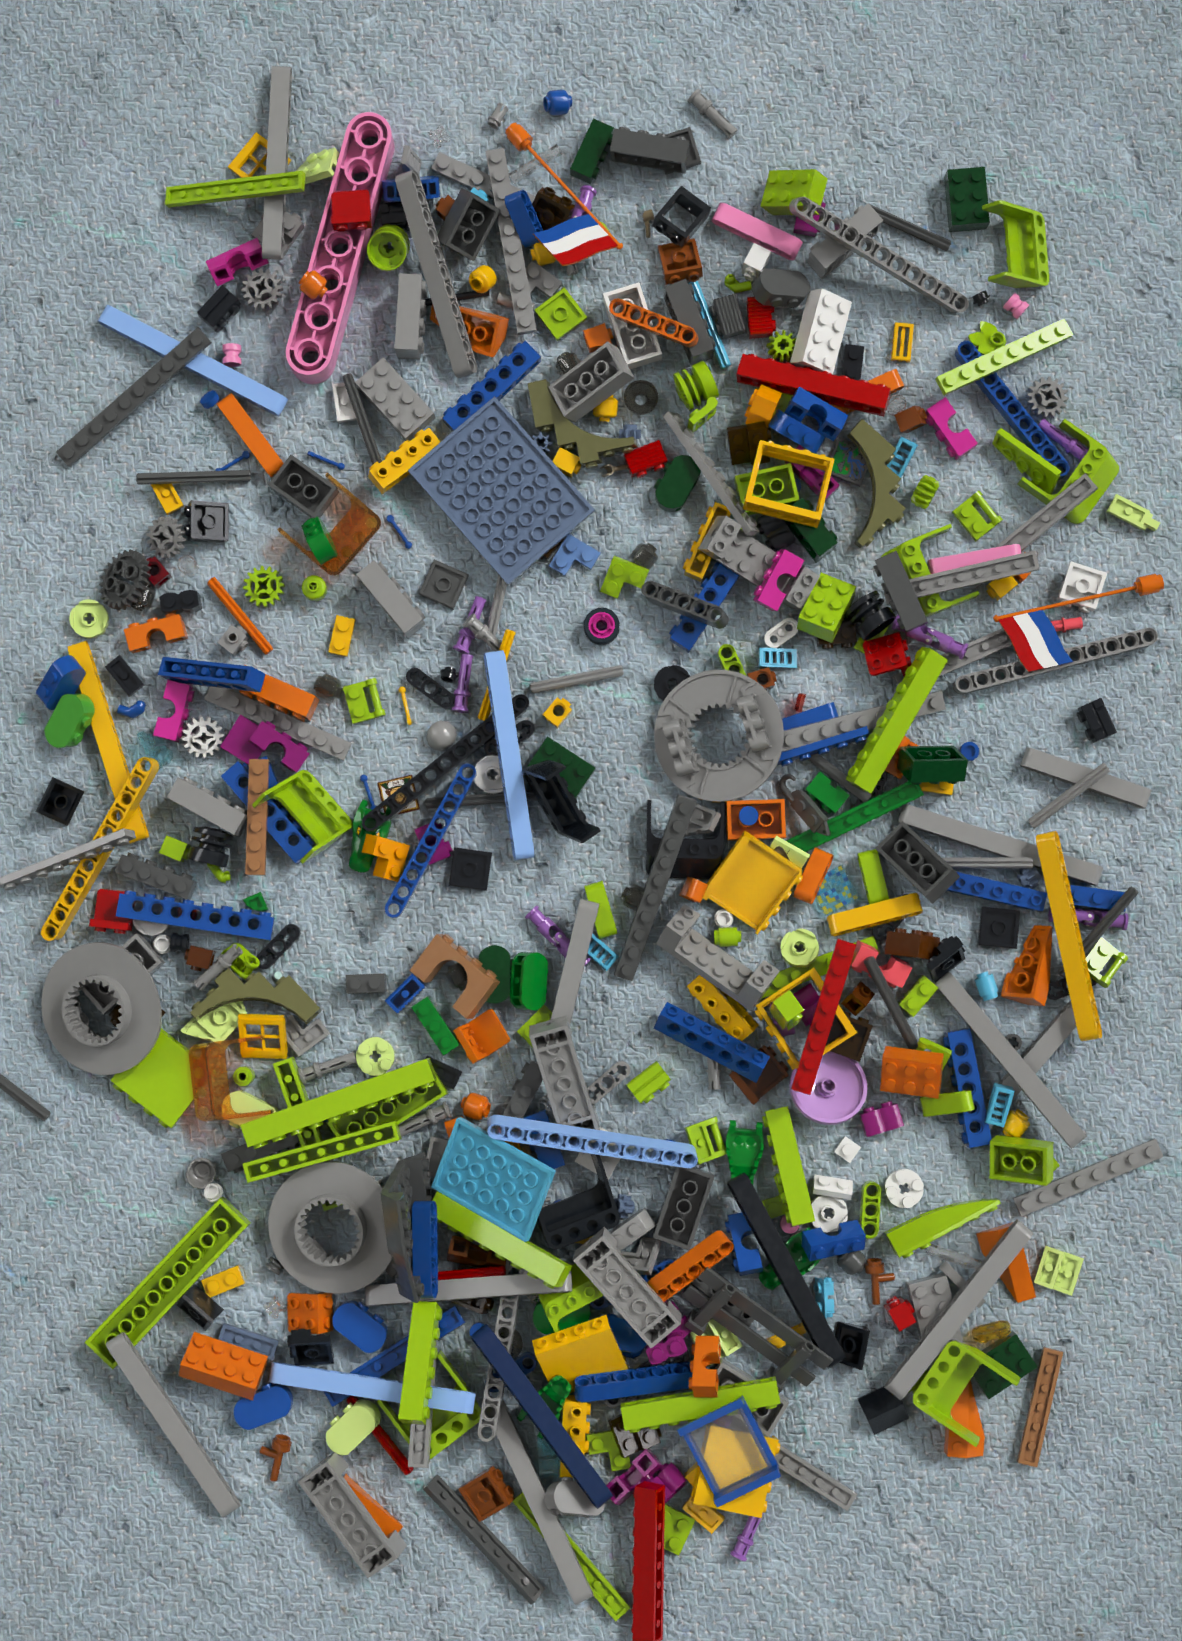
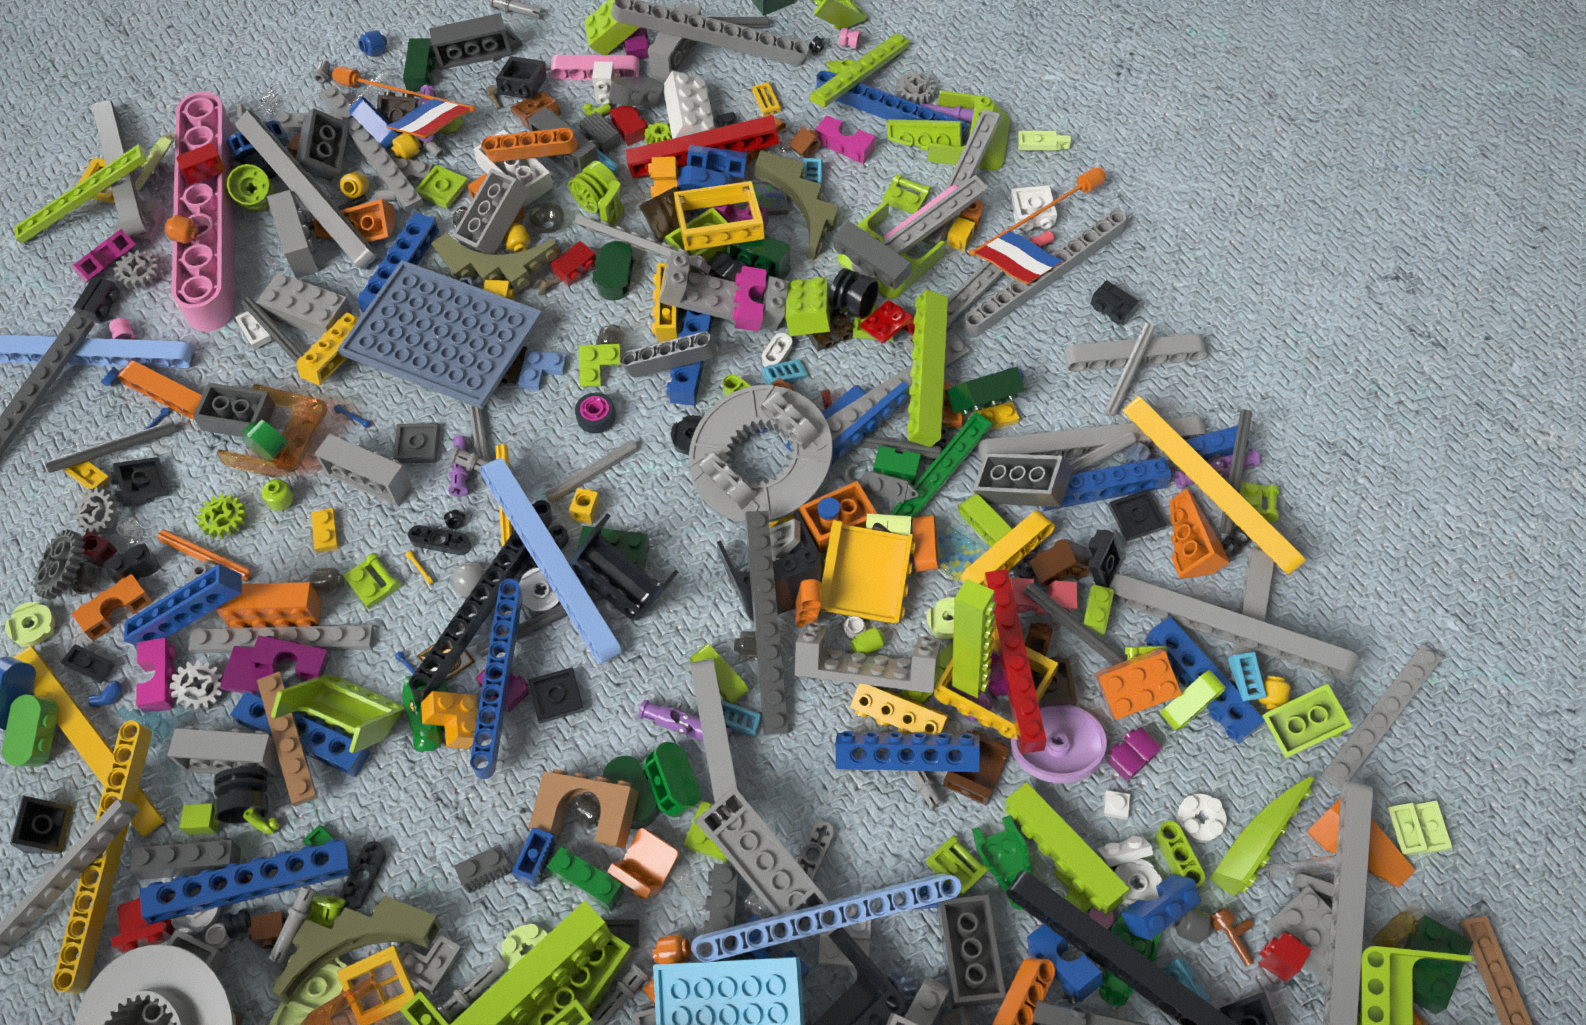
camera: 25 degrees left, 25 degrees down
(340, 466) = (269, 383): blue hinge -> none
(462, 693) = (475, 529): medium lavender pin -> none
(649, 1082) = (859, 831): lime brick -> none
(925, 492) = (849, 189): lime gear -> none
(927, 635) = (905, 296): medium lavender piece -> none
(986, 986) = (1159, 572): medium azure brick -> none

